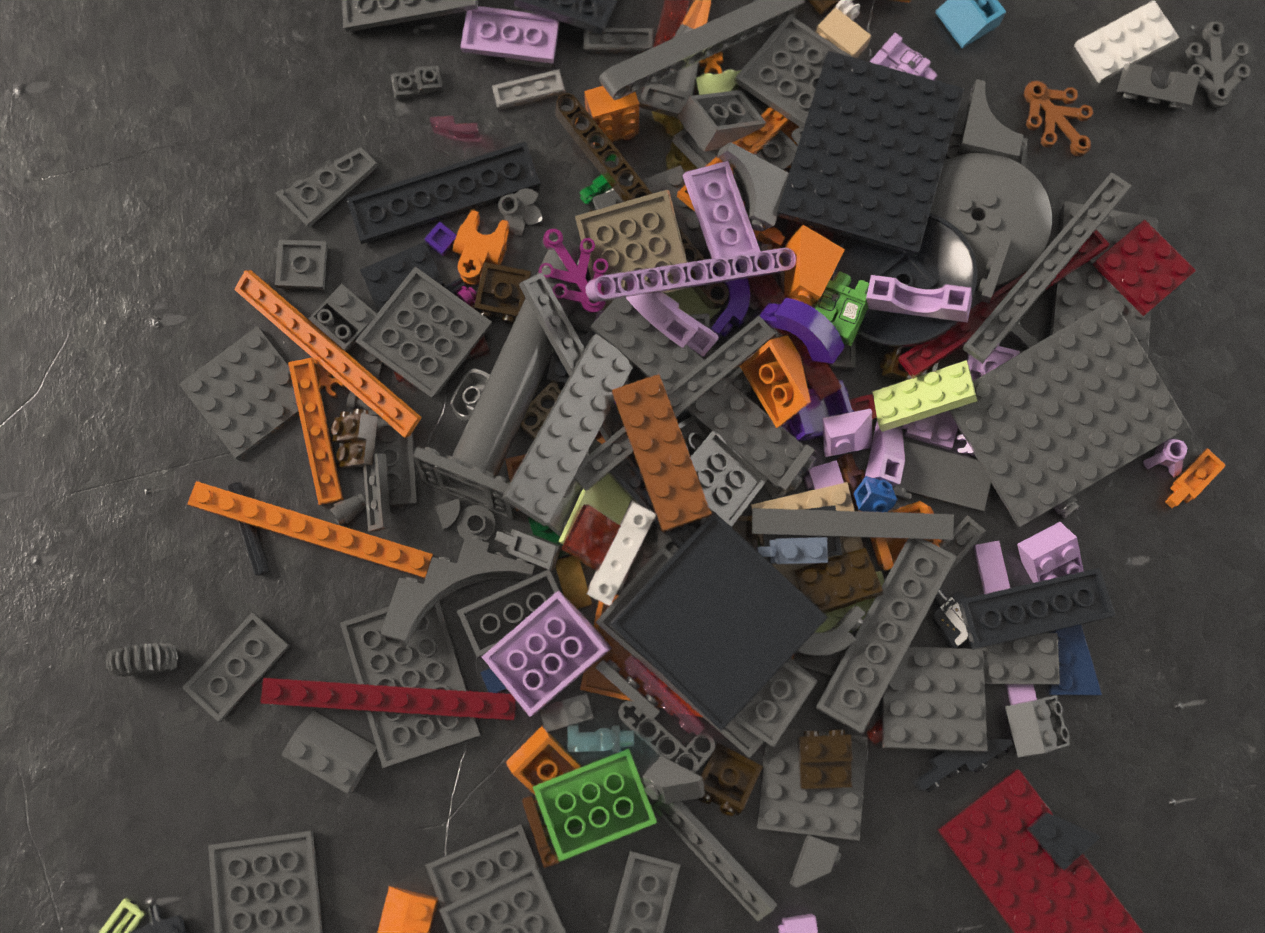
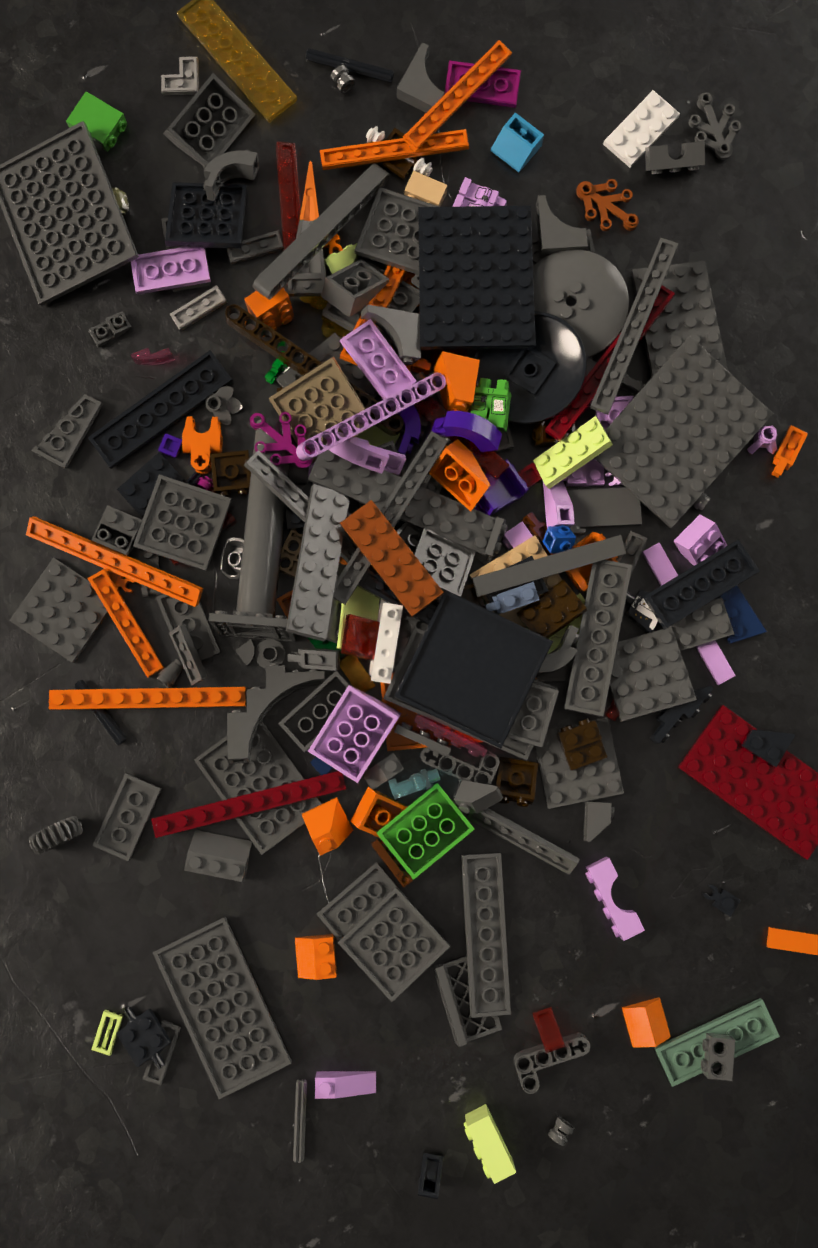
camera: 20 degrees left, 5 degrees up
(301, 264) = (70, 499): dark grey plate -> none
(356, 438) = (158, 618): dark brown plate -> none
(476, 758) = (327, 825): none -> orange slope
(847, 432) = (524, 498): lavender slope -> none
(942, 303) = (527, 384): lavender arch -> none
(995, 265) = (595, 337): dark grey plate -> none
(1037, 726) = (727, 669): slope -> none
(1144, 267) = (705, 302): dark red plate -> none

